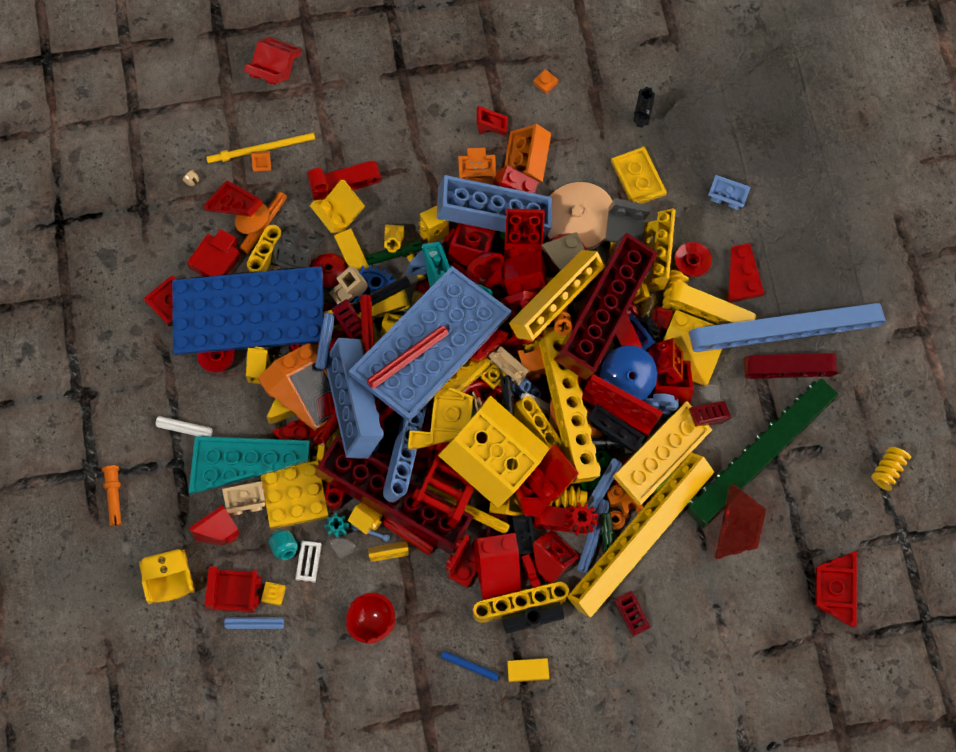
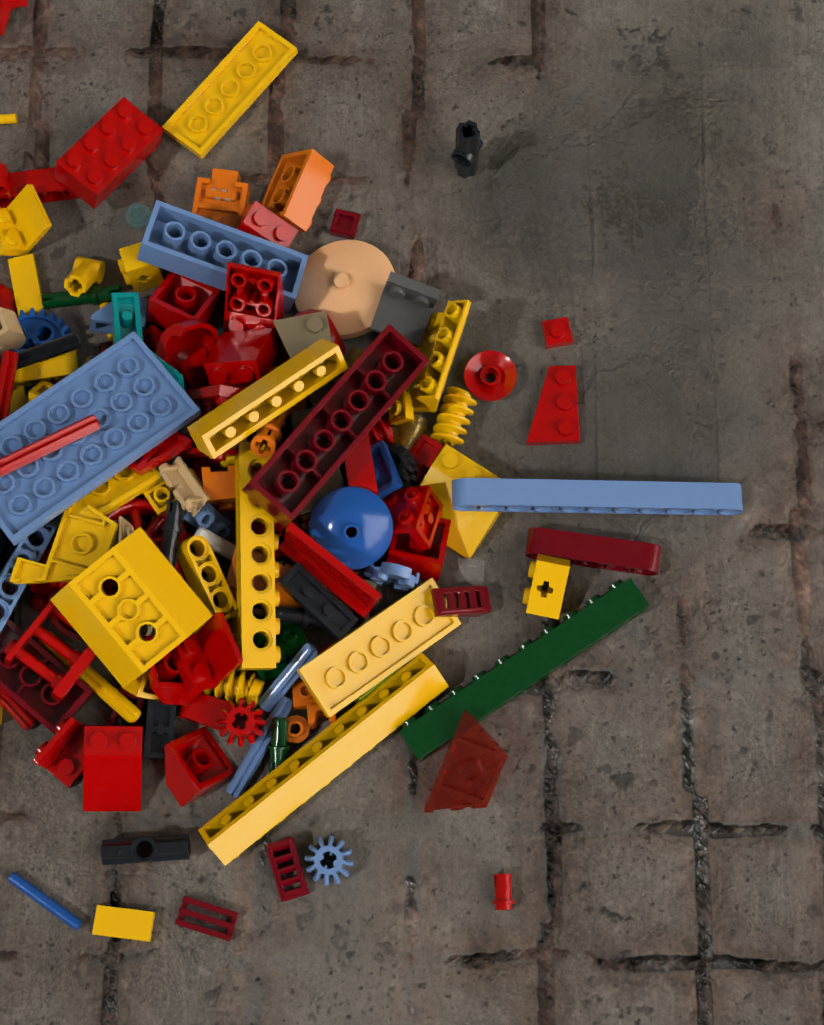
camera: 15 degrees right, 5 degrees up
(391, 149) = (108, 153): none -> red brick
(419, 190) = (138, 215): none -> clear light blue plate
(463, 92) = (230, 90): none -> yellow plate
(491, 121) = (253, 134): red slope -> none
(509, 600) = (121, 820): yellow beam -> none
(530, 570) = (158, 783): red plate -> none
(545, 82) = (346, 93): orange plate -> none
(566, 172) = (345, 224): none -> dark red tile
(584, 656) = (184, 911): none -> dark red tile
(638, 176) = (443, 246): yellow tile -> none
(651, 600) = (320, 857): none -> medium blue gear
(707, 306) = (493, 447): yellow beam -> none
(728, 191) = (562, 288): medium blue bracket -> none
(731, 223) = (557, 332): none -> red plate
(771, 402) = (547, 602): none -> yellow brick
(782, 602) = (503, 892): none -> red pin
(838, 588) = (587, 888): red wing -> none
(888, 466) = (701, 724): yellow piece -> none

